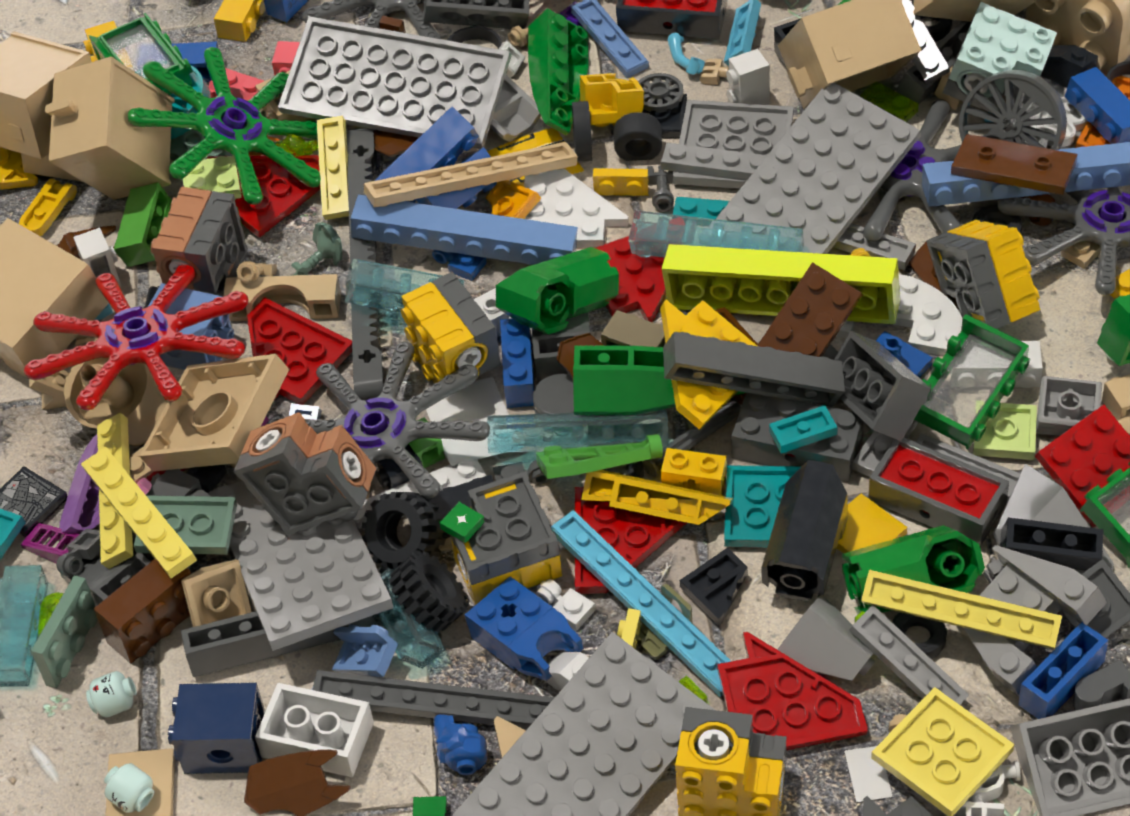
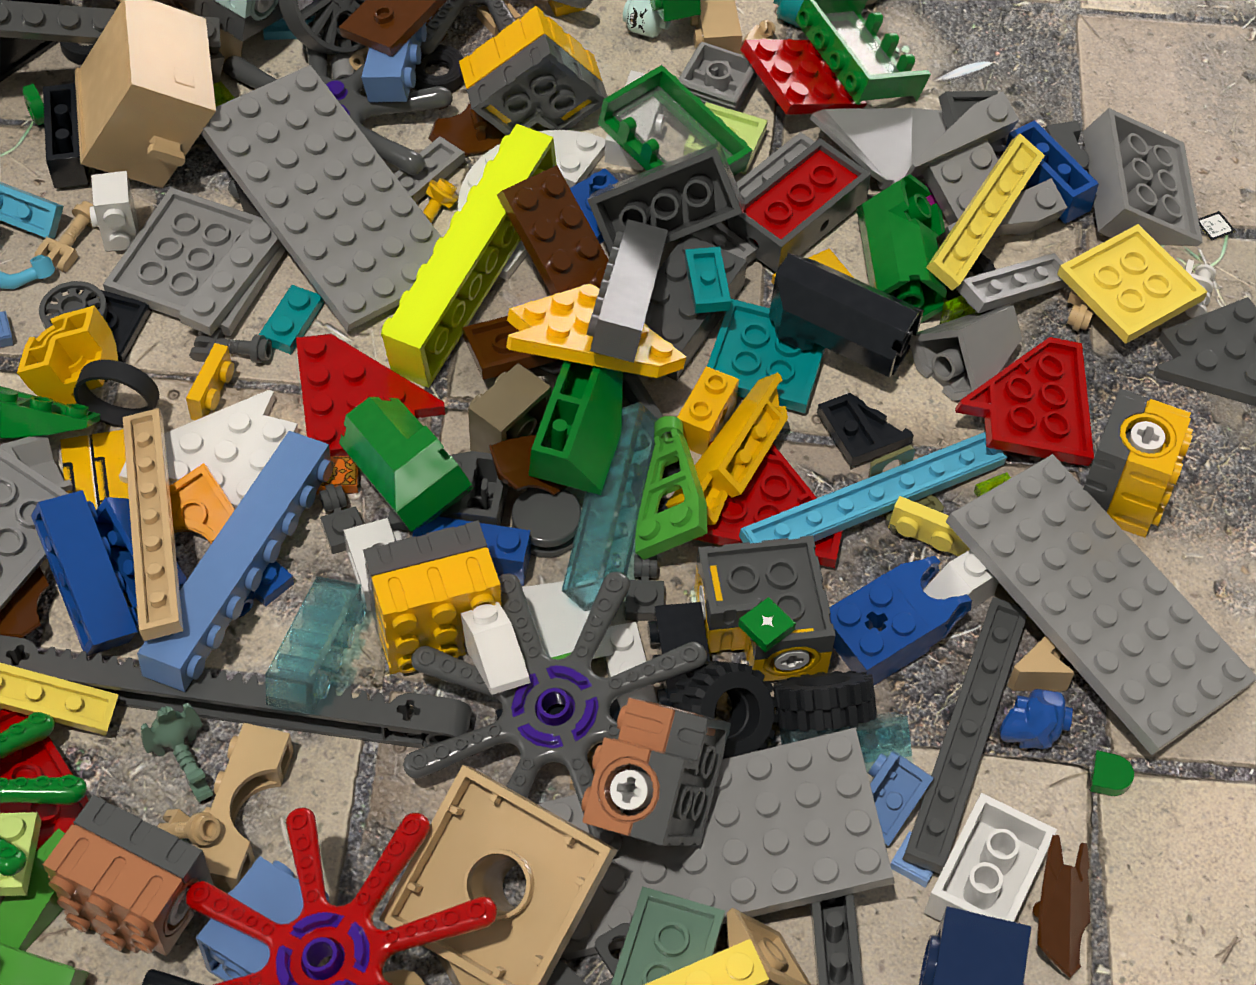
camera: 85 degrees left, 5 degrees up
(298, 343) = (356, 805): red wing -> none
(406, 373) = (494, 648): none -> white slope
(572, 604) = (849, 576): white plate -> none
(637, 137) = (147, 343): black tyre -> none
(655, 231) = (376, 297): clear light blue brick -> none
(867, 775) = (1120, 363): white sticker -> none
(1054, 542) = (906, 131): black brick -> none

